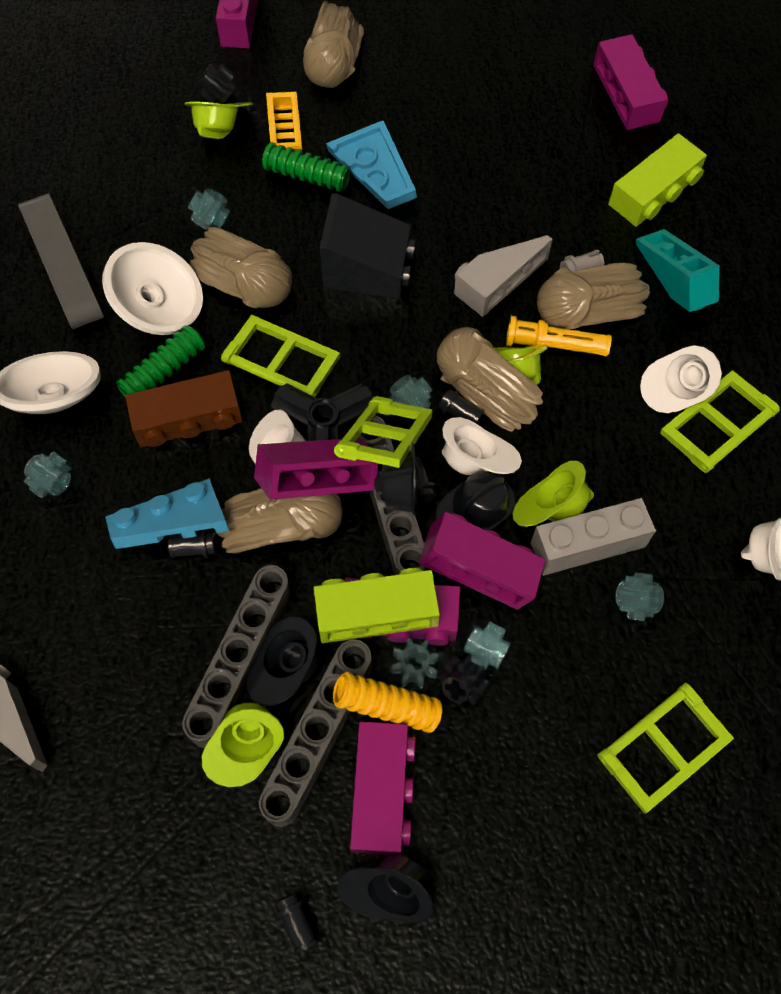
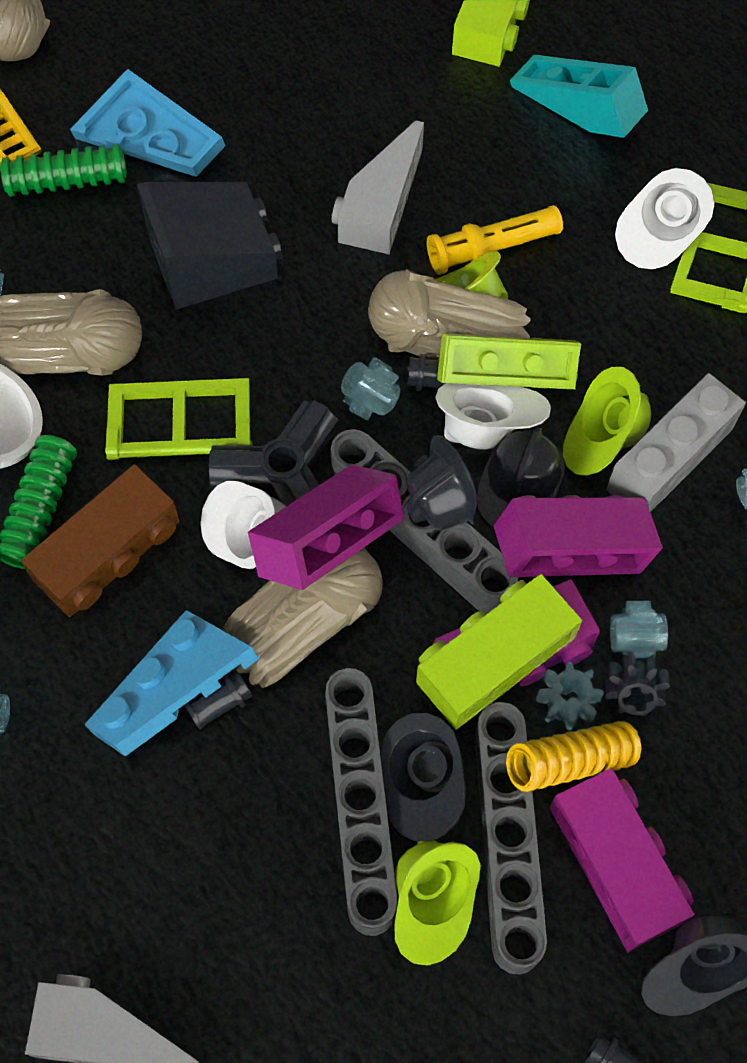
camera: 30 degrees left, 0 degrees up
(352, 451) = (368, 481): lime window -> none
(511, 423) = (508, 361): none -> lime tile
(583, 261) = (462, 146): light grey pin -> none
(592, 296) = (504, 170): dark tan hair -> none

